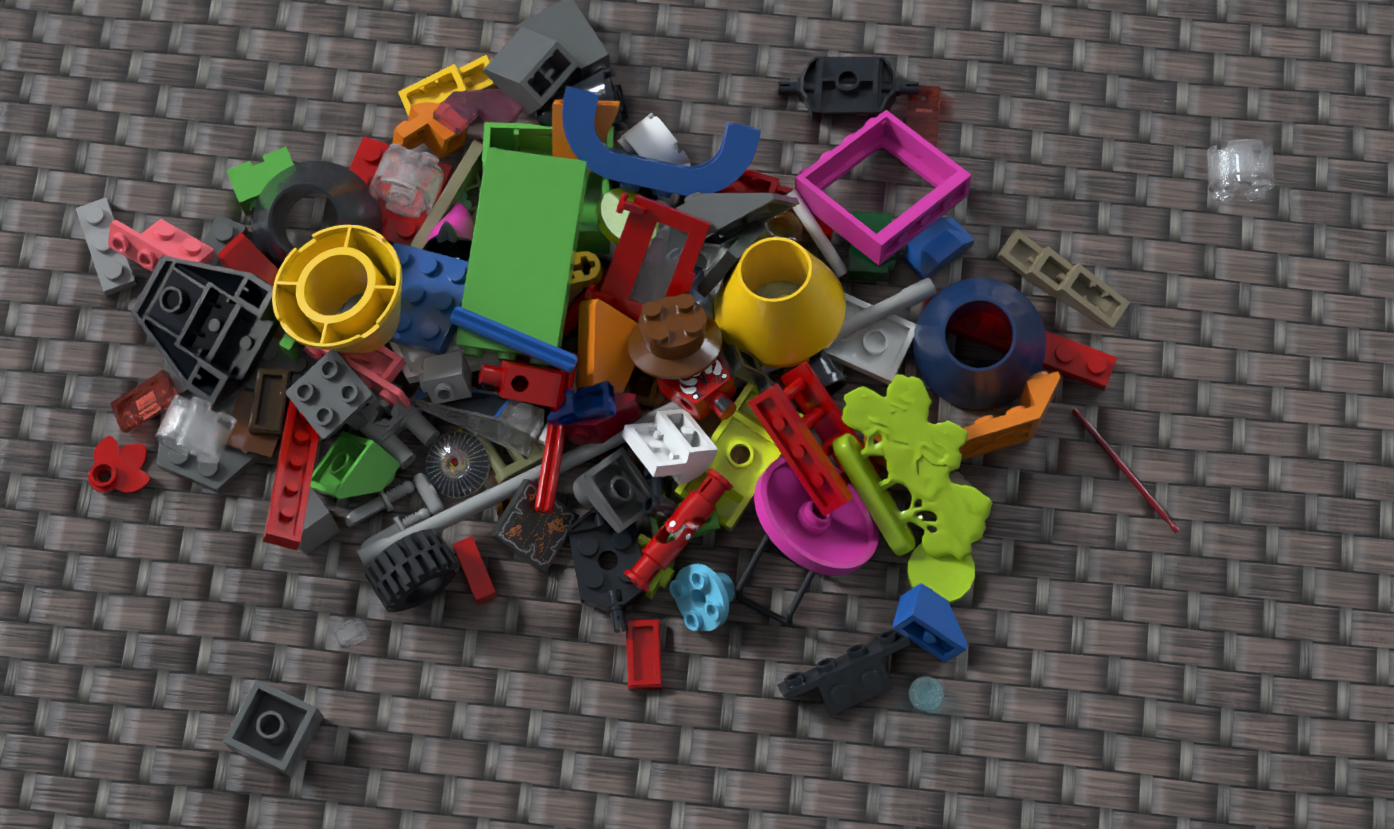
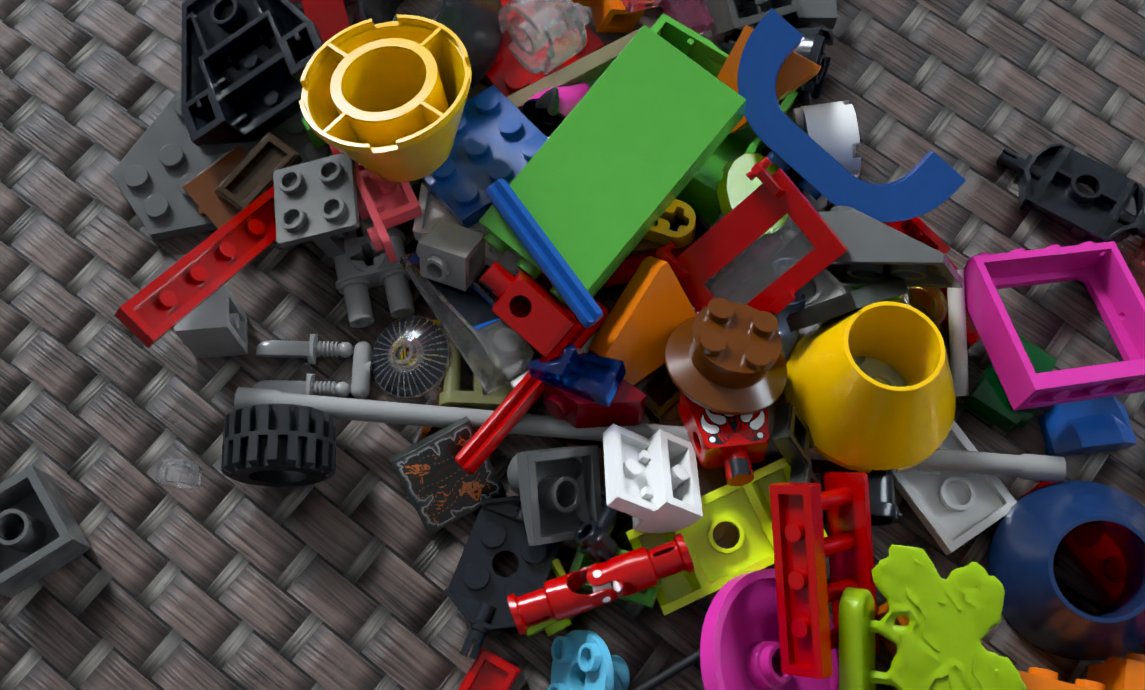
camera: 25 degrees right, 0 degrees up
(122, 464) = (77, 154): red plate -> none
(144, 401) = (141, 103): clear red tile -> none
(195, 429) = (155, 158): clear brick -> none
(354, 468) = (297, 298): bright green slope -> none
(475, 570) = (355, 485): red piece -> none

